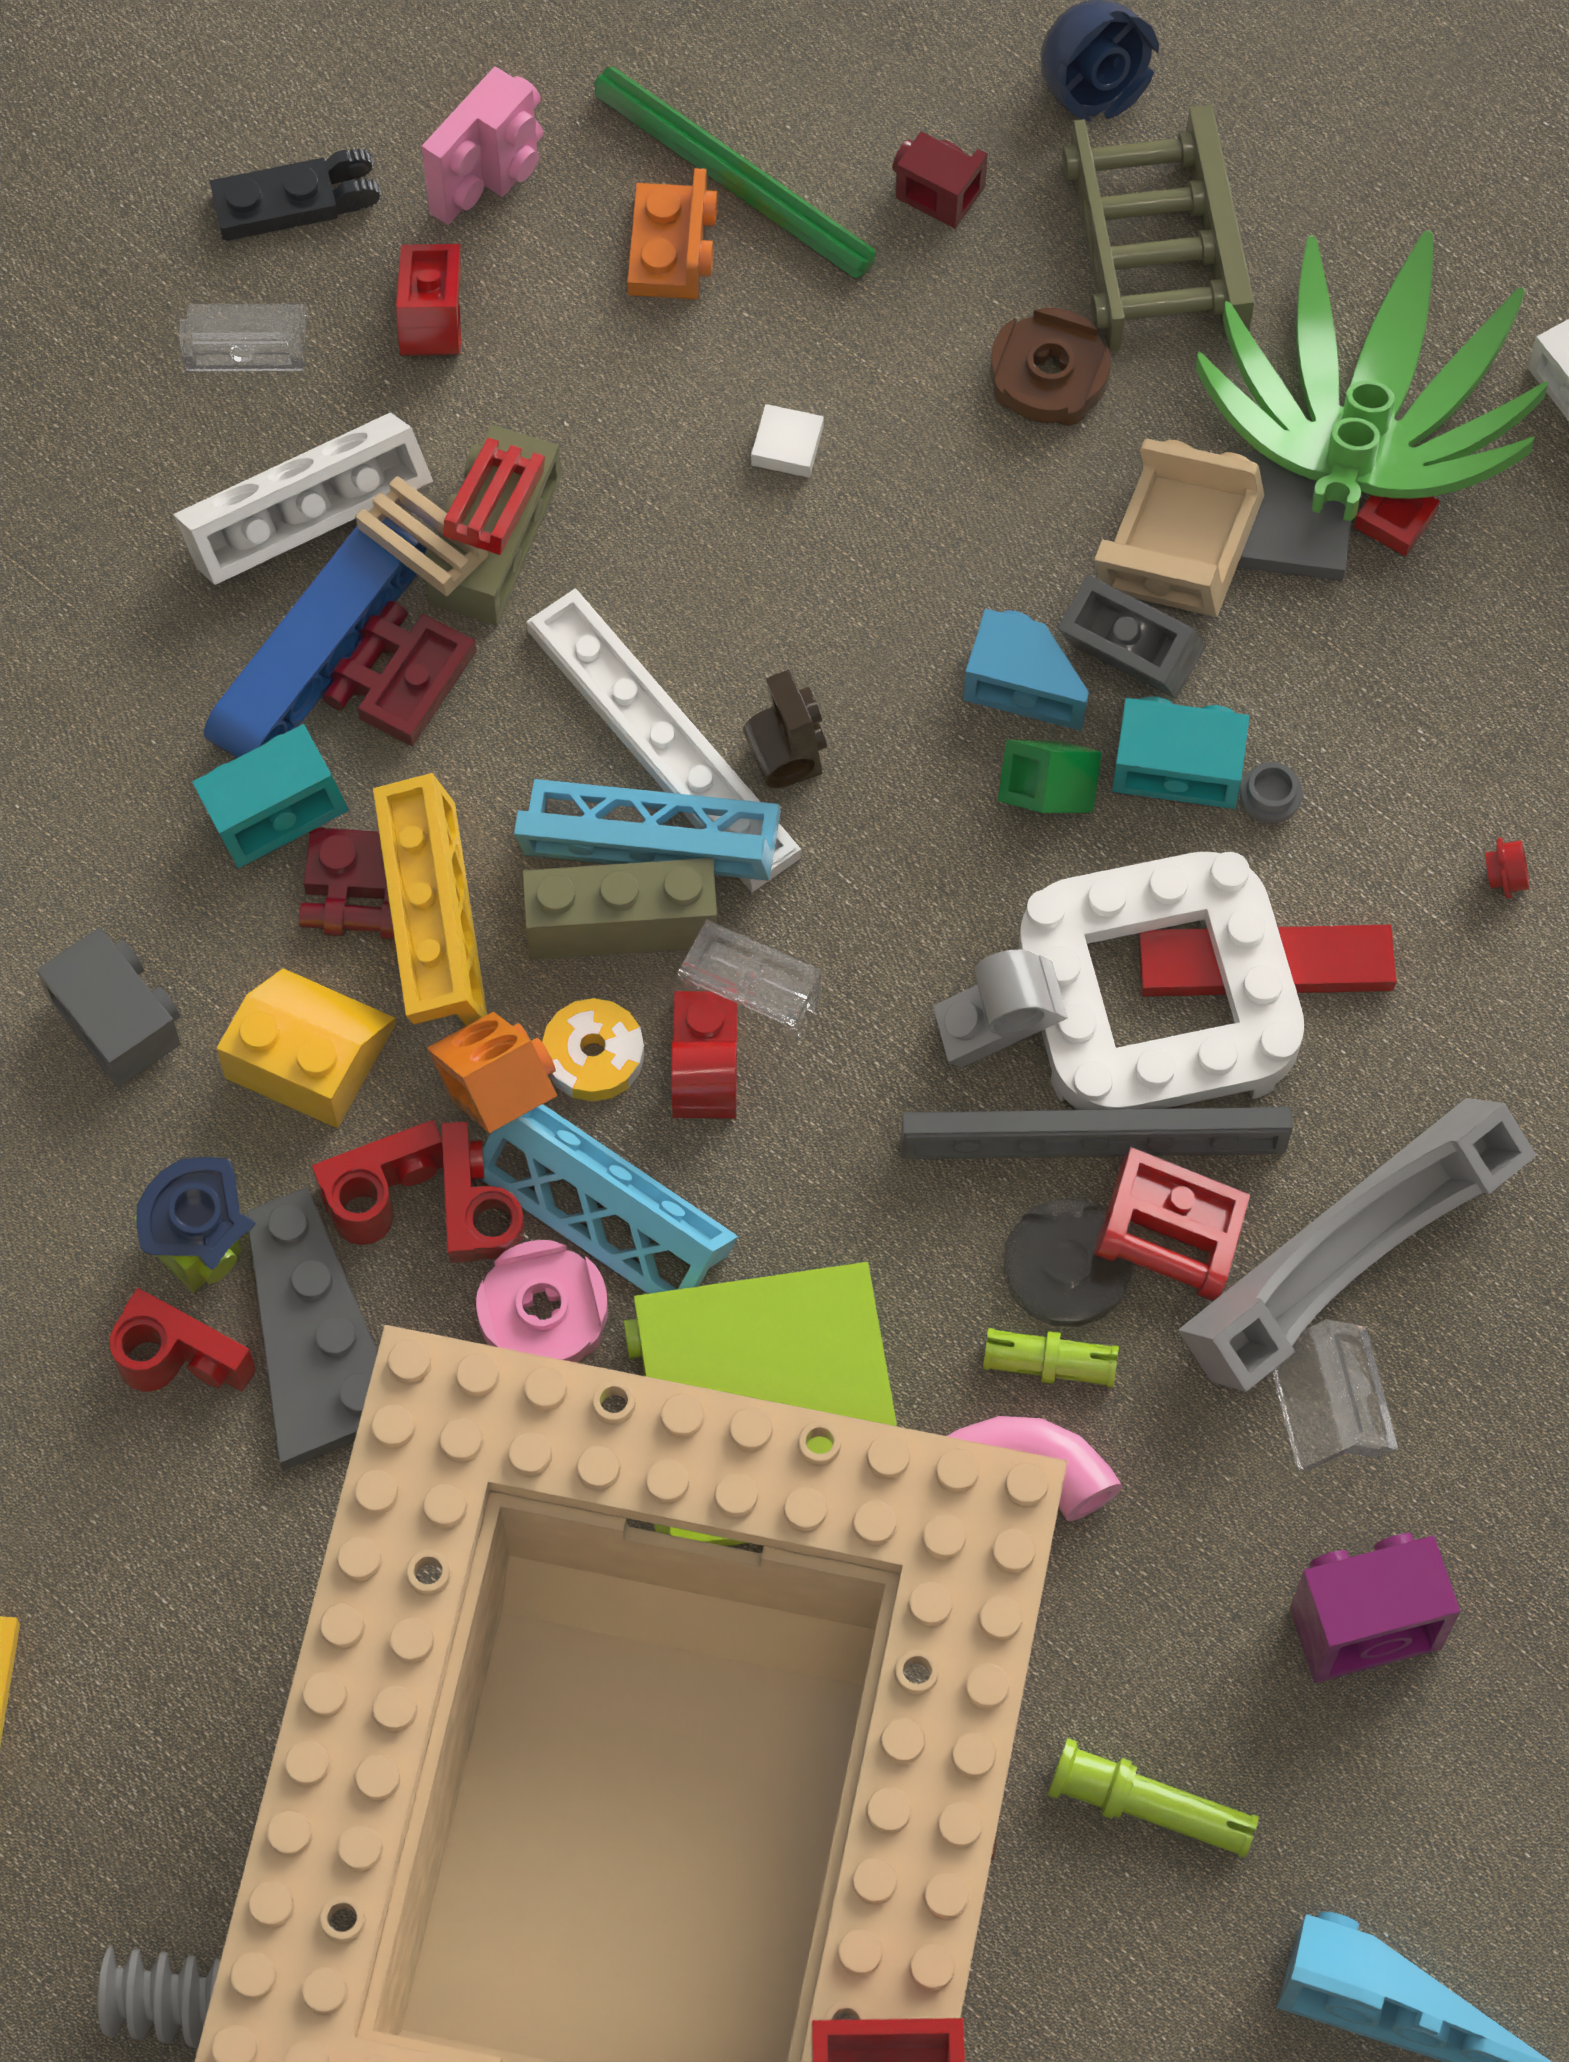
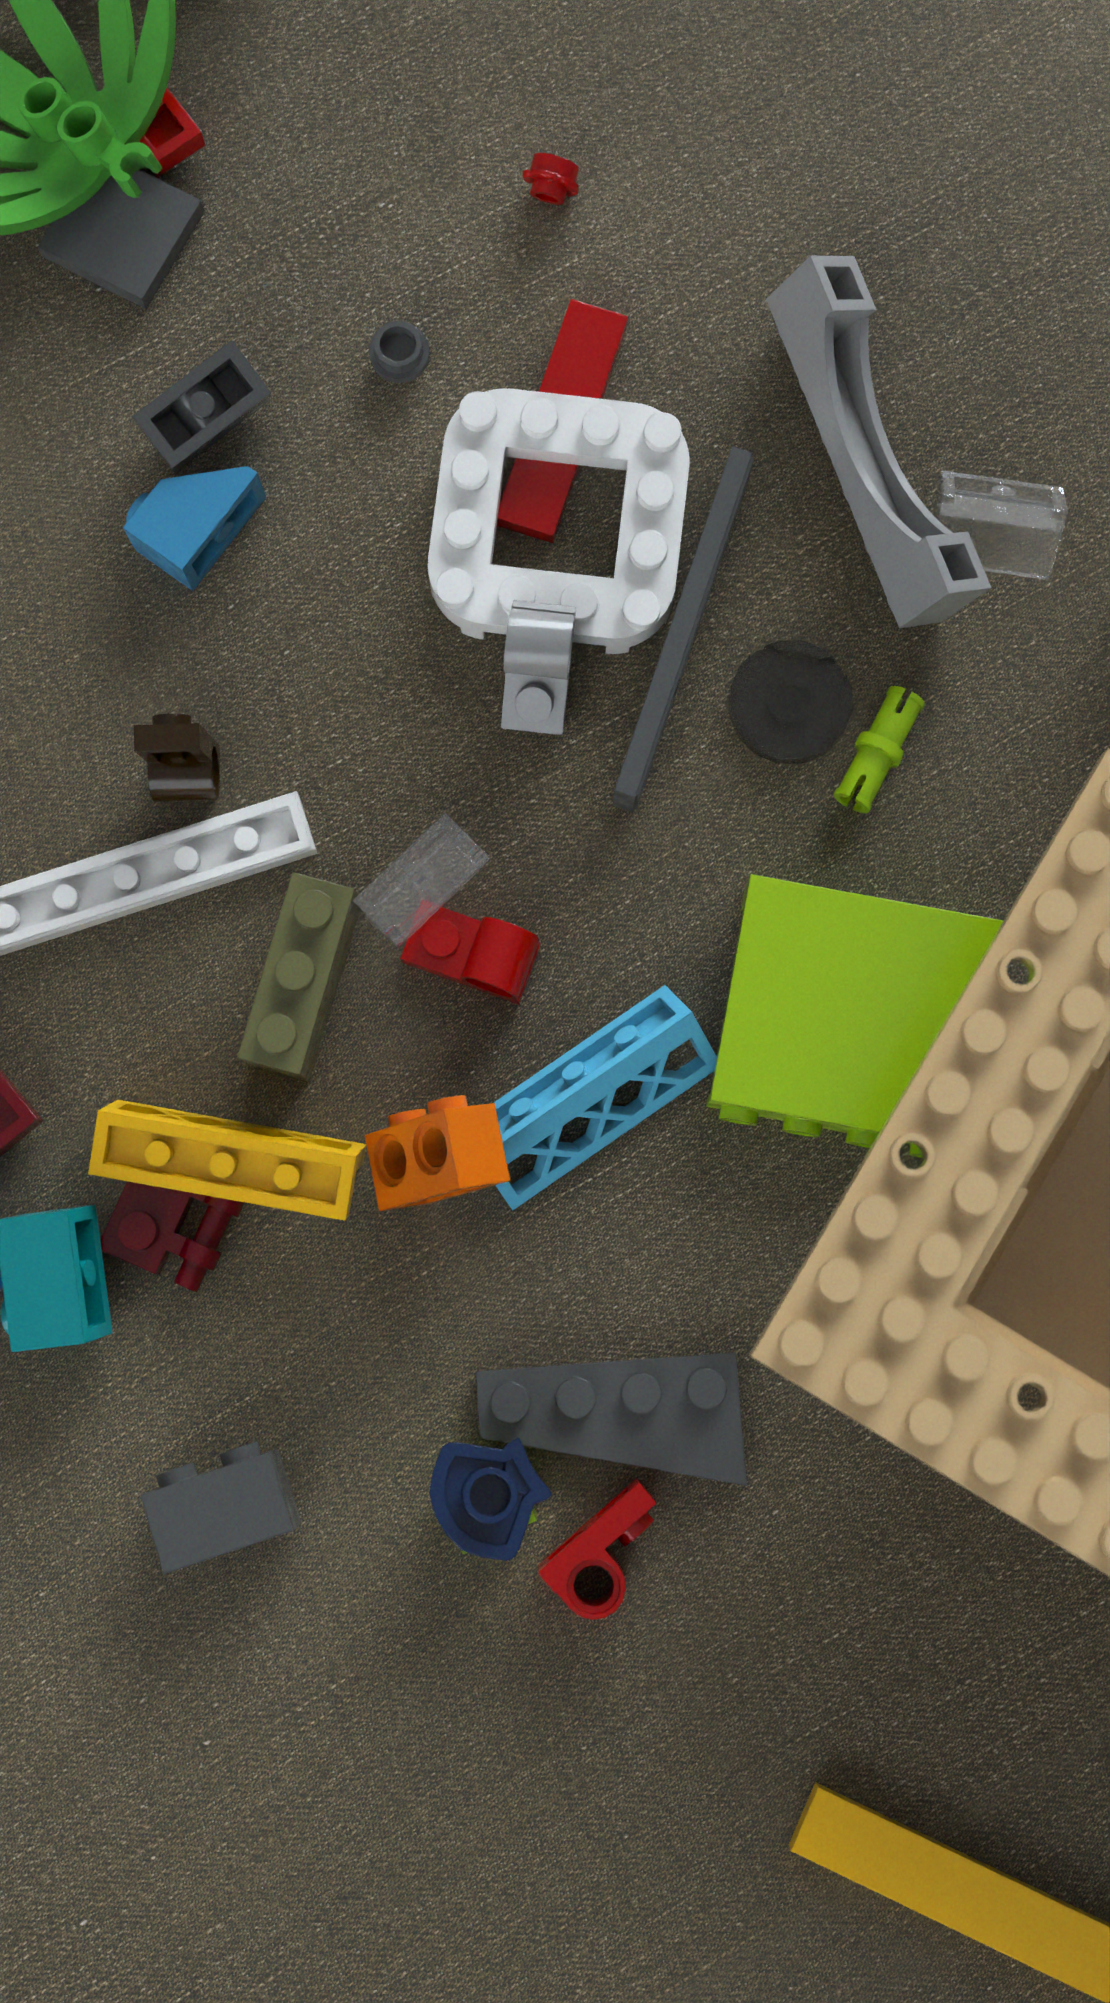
camera: 70 degrees left, 15 degrees up
(303, 1045) = (323, 1324): yellow slope -> none
(369, 1171) = (484, 1266): red plate -> none
(464, 1203) = (553, 1228): red plate -> none
(564, 1277) = (702, 1164): bright pink plate -> none
(598, 1023) = (427, 1025): yellow piece -> none
(625, 842) = (243, 934): medium azure fence -> none
(1049, 776) = (310, 539): green panel -> none
(1087, 1479) = (970, 796): bright pink cylinder -> none
(1180, 1207) = (782, 581): plate -> none
(1181, 752) = (335, 409): teal brick -> none
(1183, 527) = (101, 321): tan panel -> none

